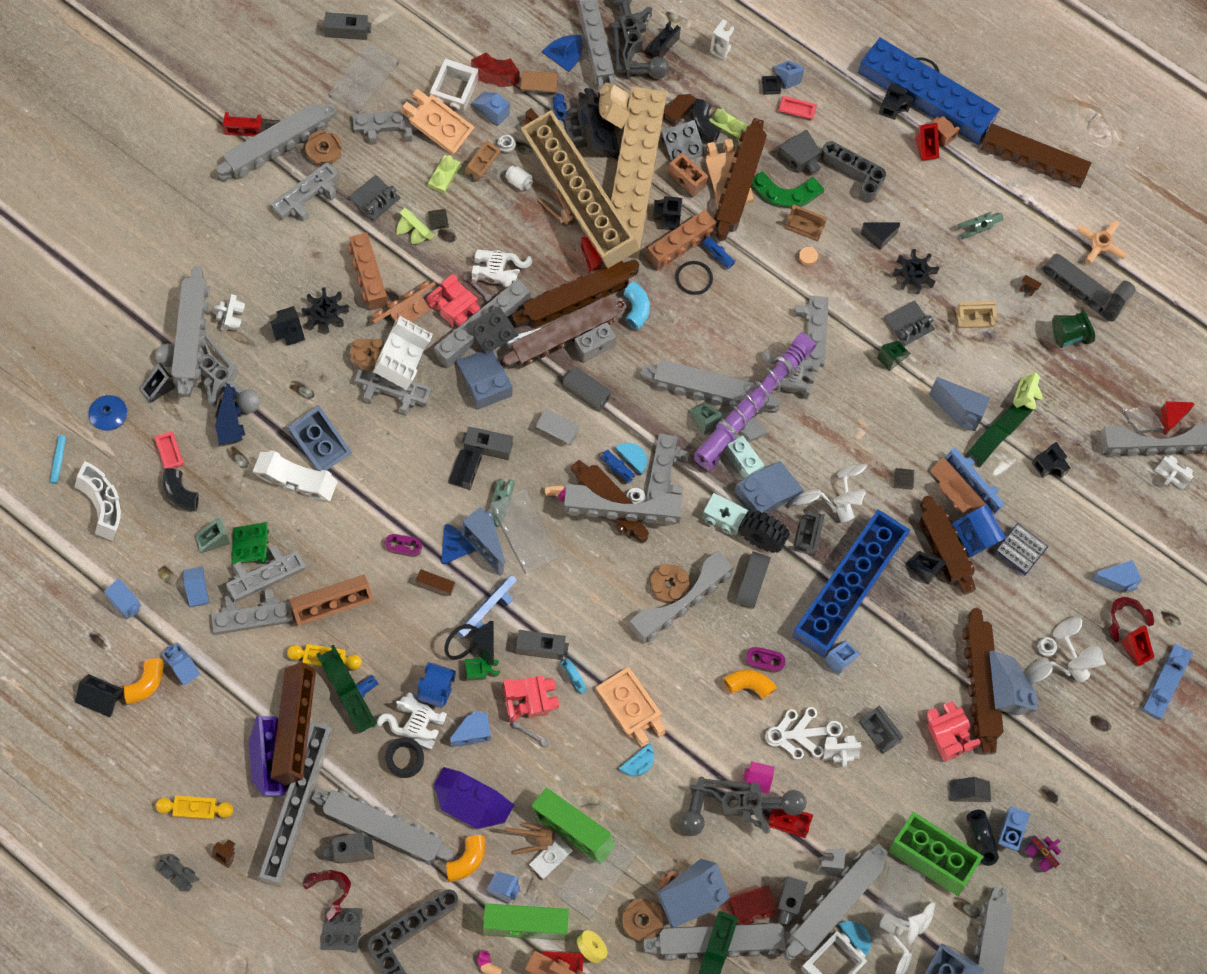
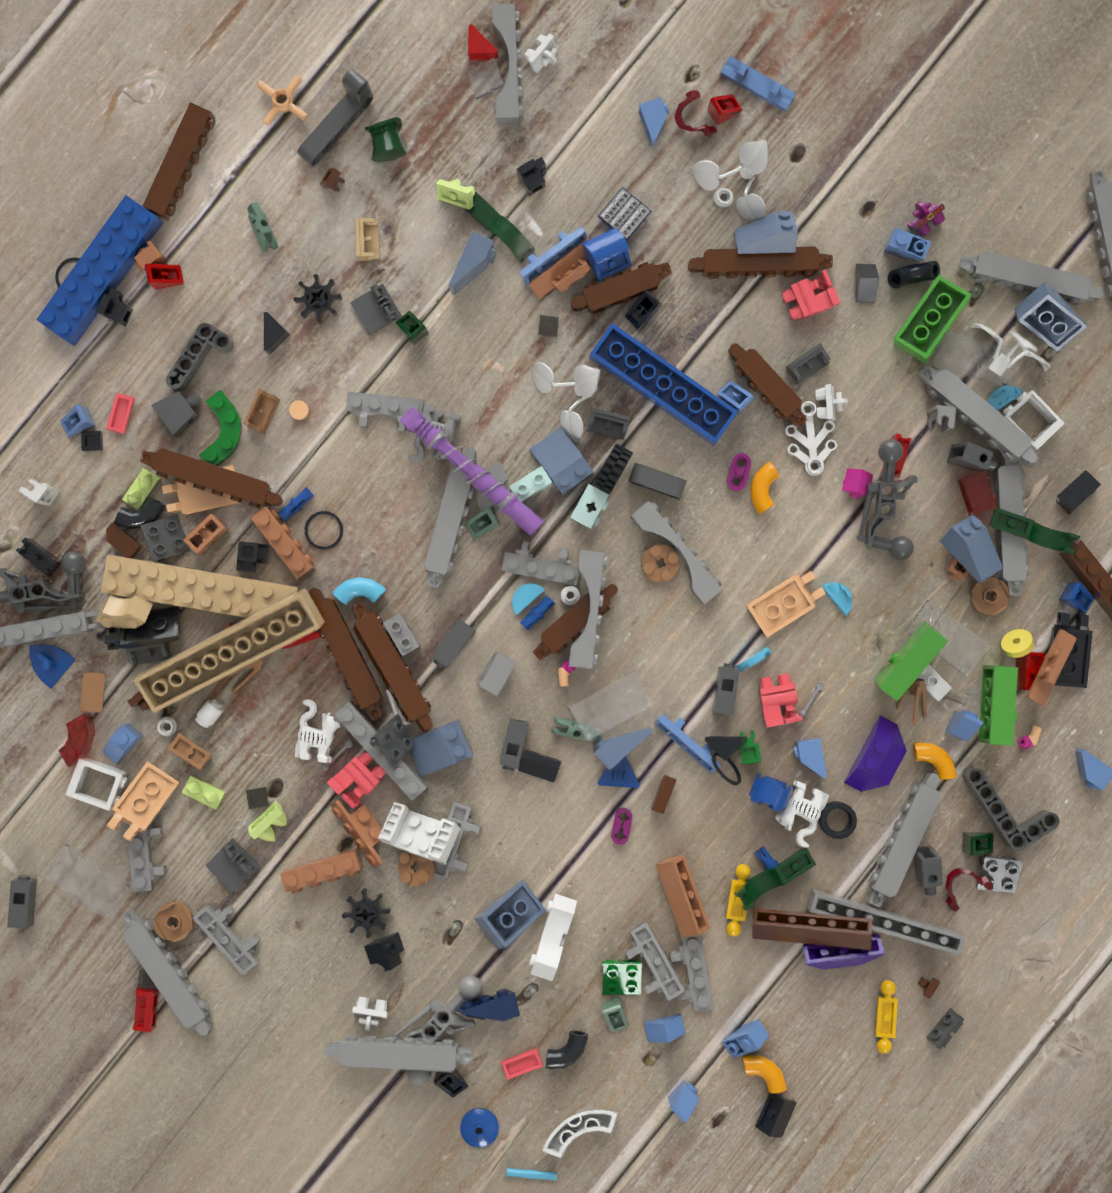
camera: 85 degrees left, 20 degrees up
(376, 906) = (977, 843): none -> dark green slope
(559, 106) = (123, 670): blue pin -> none
(857, 688) = (768, 384): none -> reddish brown hinge

